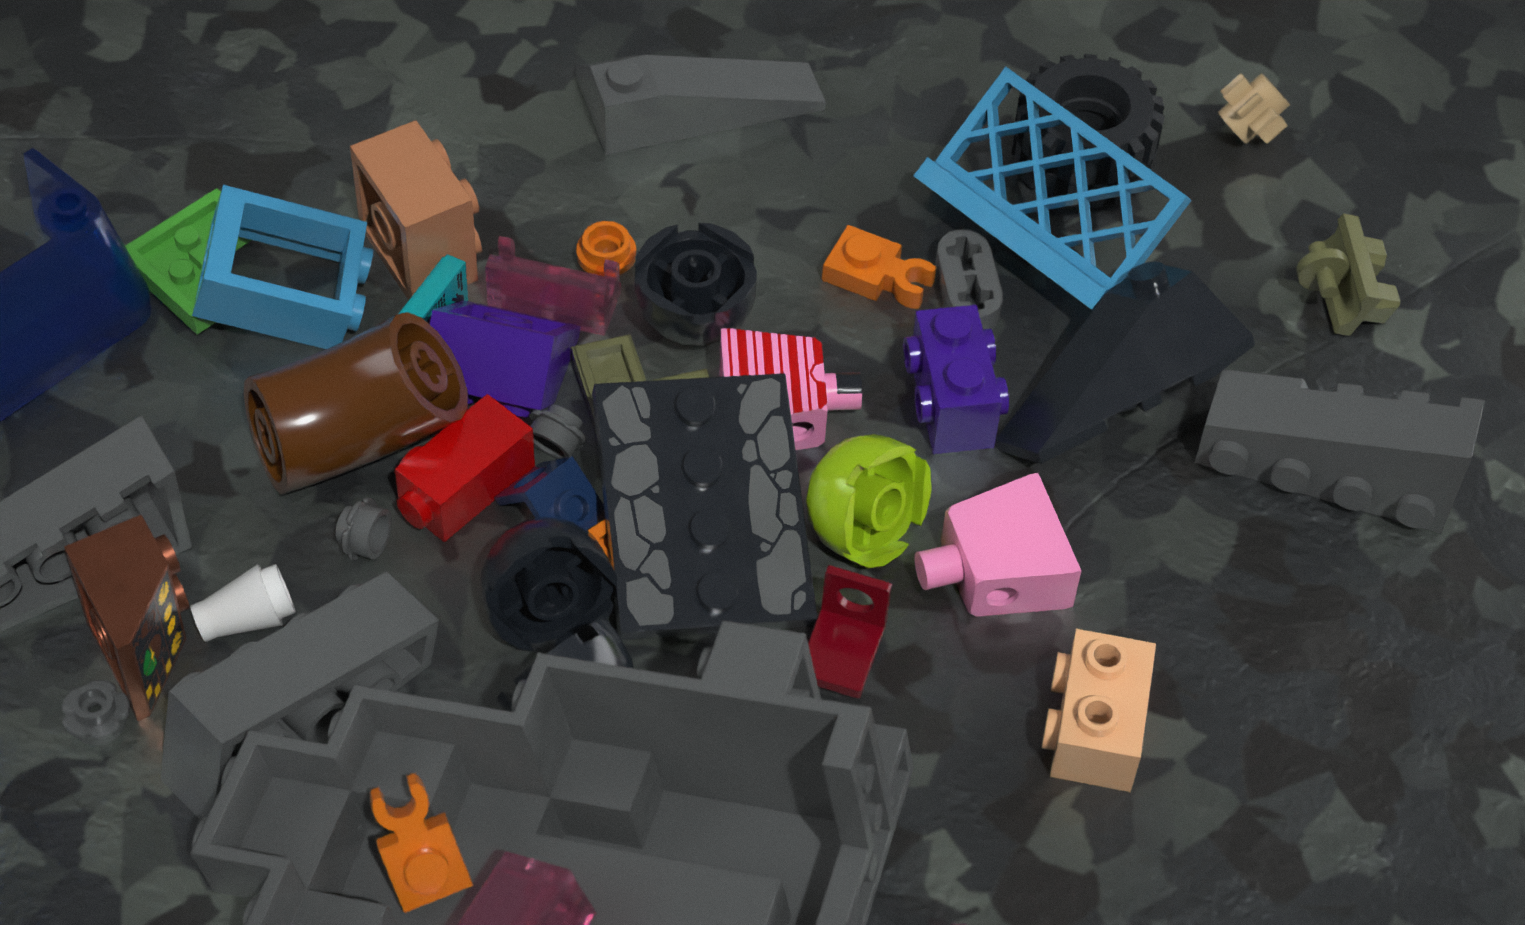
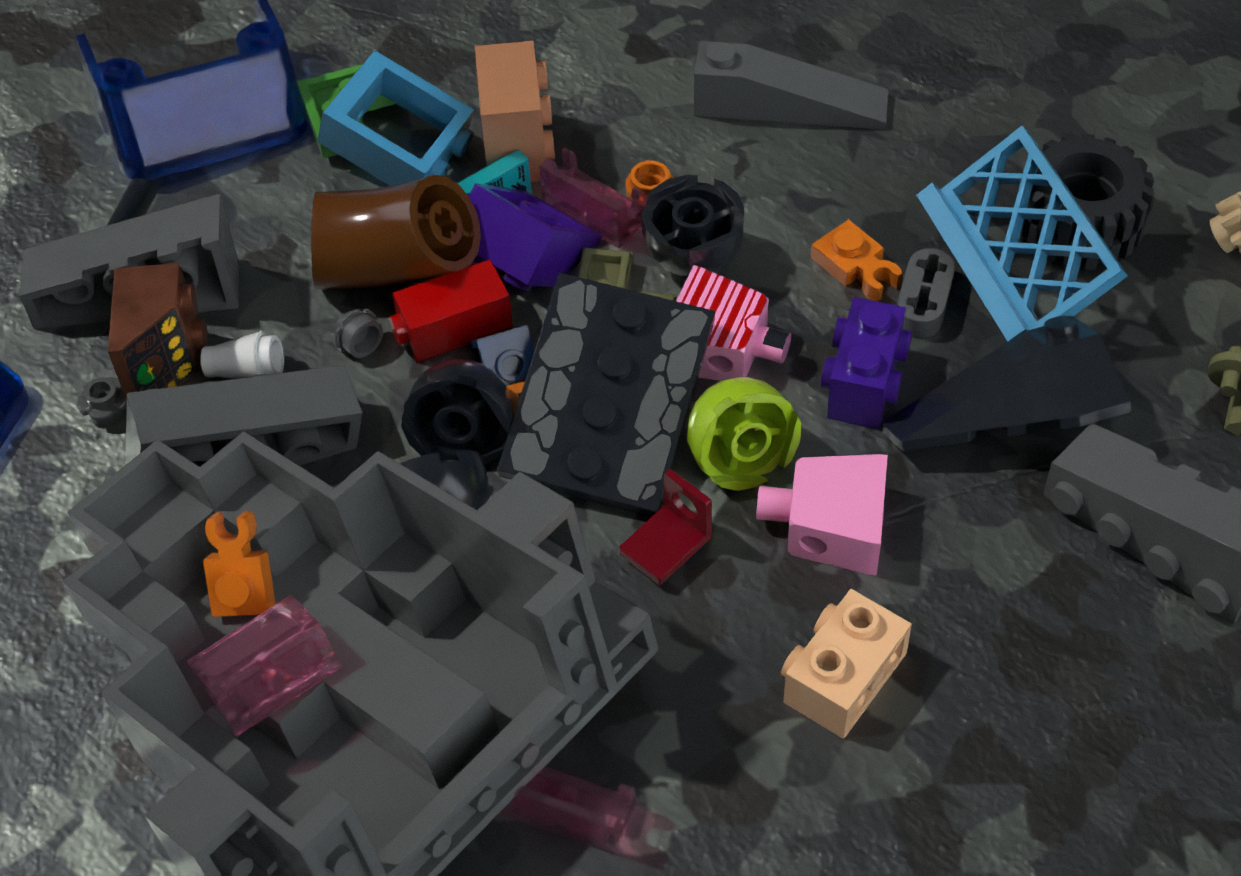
camera: 30 degrees right, 0 degrees up
(557, 431) = (532, 304): dark grey plate -> none

